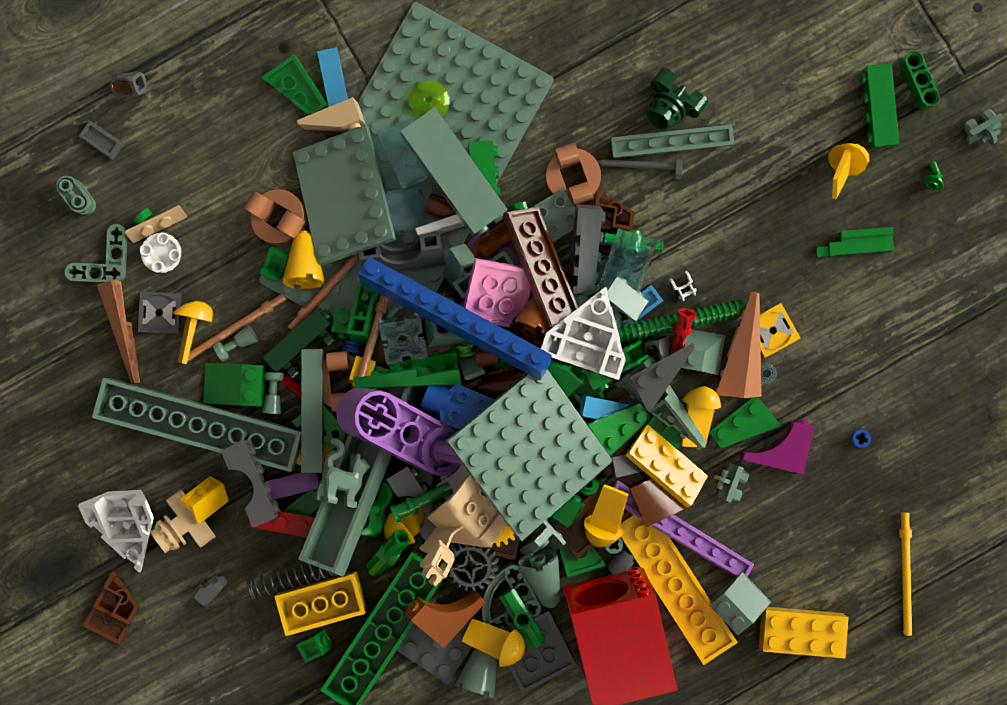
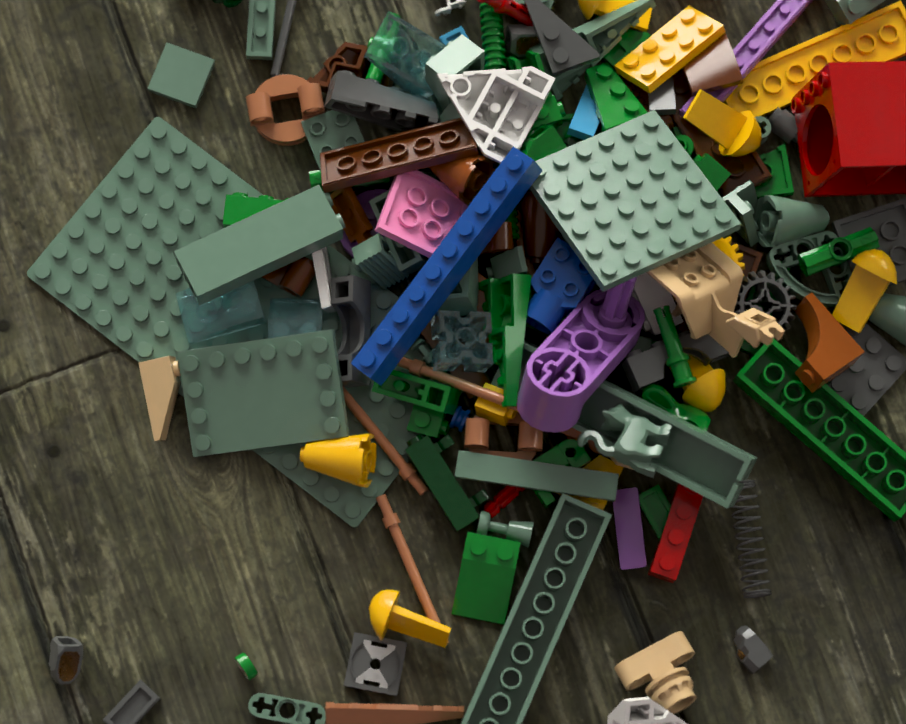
camera: 85 degrees left, 10 degrees down
(156, 224) = (255, 642): tan piece -> none
(160, 252) = (296, 650): white dish -> none
(205, 499) = (630, 635): yellow panel -> none
(242, 338) = (427, 557): sand green piece -> none
(242, 458) = (653, 554): dark grey arch -> none
(262, 208) = (261, 507): nougat piece -> none
(274, 264) = (337, 497): green bracket -> none
(295, 84) = (107, 439): green wing -> none
(315, 646) = (842, 524): green bracket -> none
(321, 603) = (787, 504): yellow brick -> none
(332, 76) = (105, 392): dark azure tile -> none
(387, 553) = (733, 406): green piece -> none
(428, 88) = (159, 285): clear neon green dish -> none
(465, 349) = (486, 268): bright green bush -> none
(589, 91) = (181, 75): none -> sand green tile

